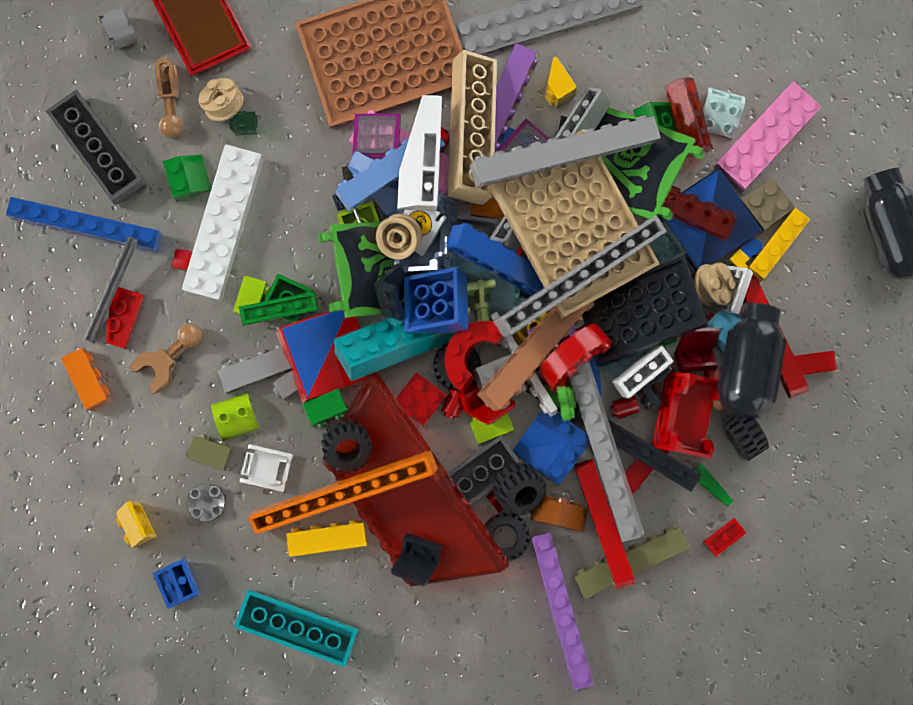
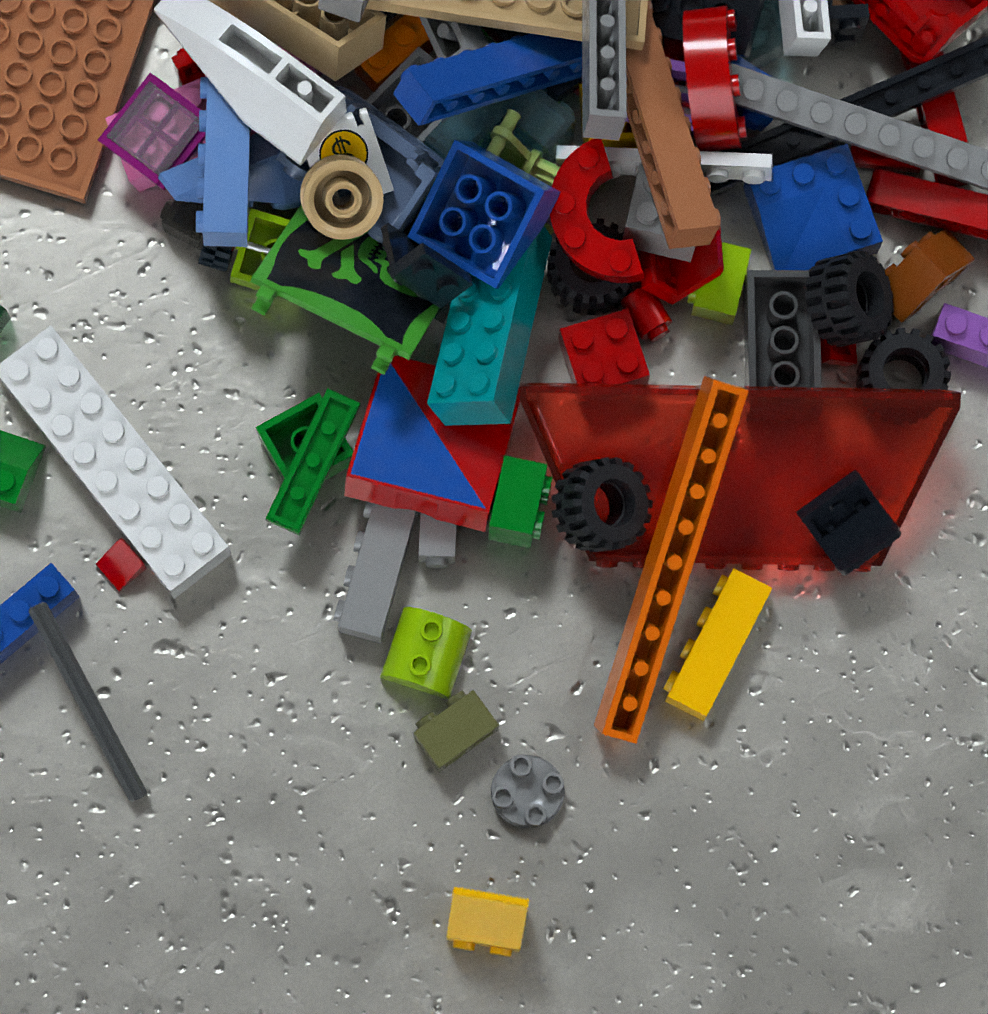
camera: 60 degrees left, 5 degrees down
(86, 378) = (198, 841): orange brick -> none
(122, 317) = (143, 717): red wing -> none
(163, 360) = (258, 703): medium nougat piece -> none
(176, 583) = (624, 921): blue brick -> none
(251, 292) = (252, 493): lime brick -> none
(263, 468) = (536, 667): white container -> none
(296, 628) = (824, 782): teal brick -> none
(565, 399) = (765, 130): bright green piece -> none
(624, 407) = (830, 70): red brick -> none

